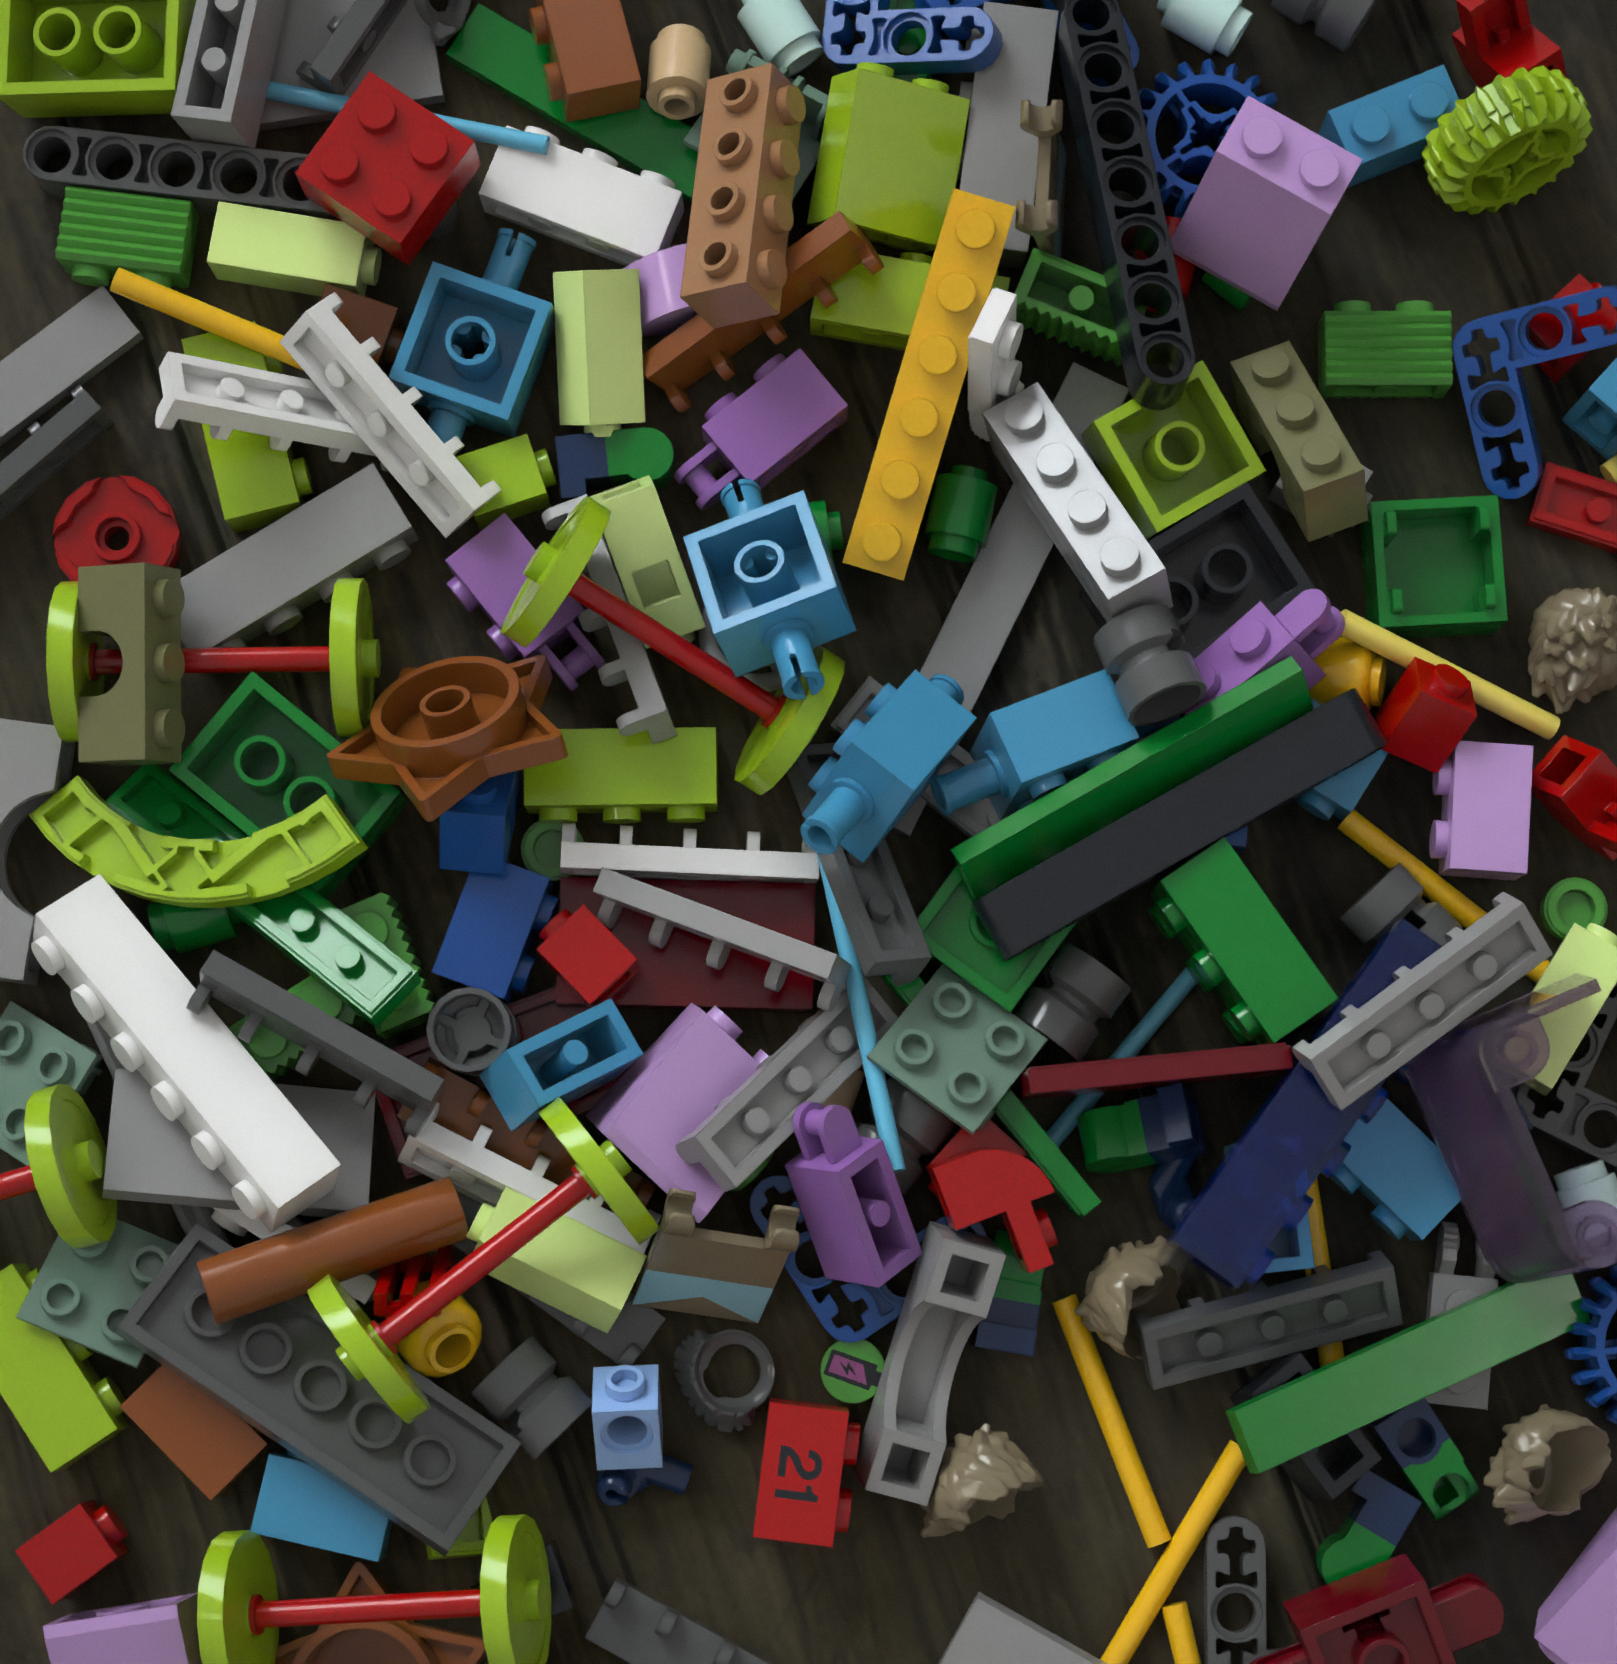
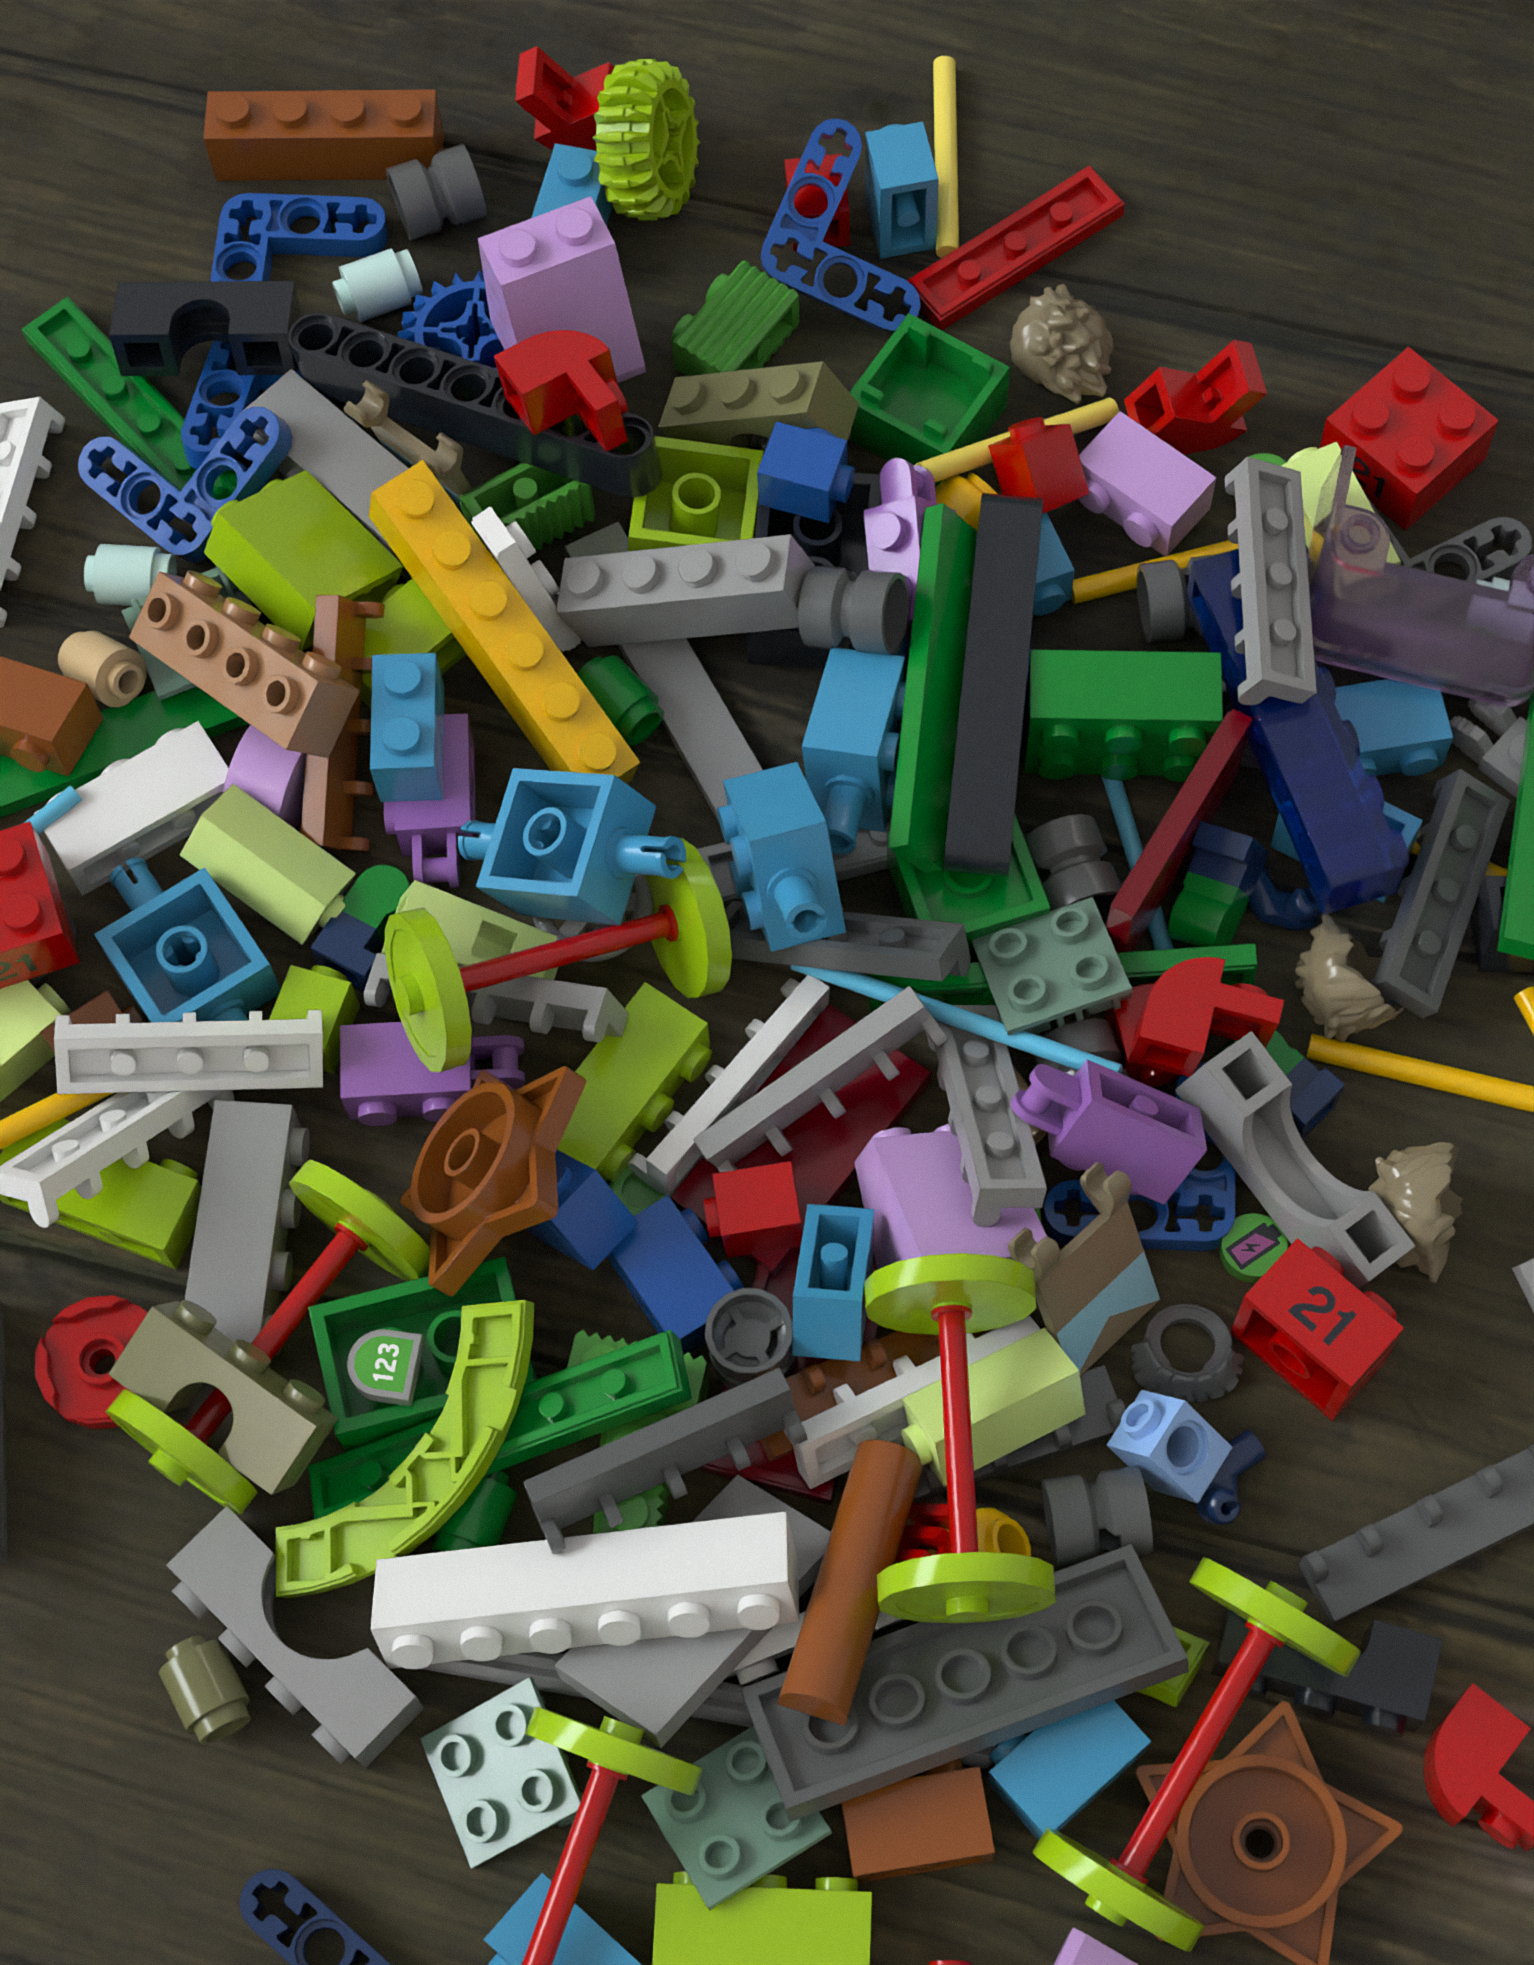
camera: 50 degrees left, 15 degrees down
(243, 769) = (386, 1365): none -> tile
(787, 371) = (407, 727): none -> dark azure brick
(1174, 260) = (563, 376): none -> red brick
(1259, 526) = (804, 472): none -> blue brick

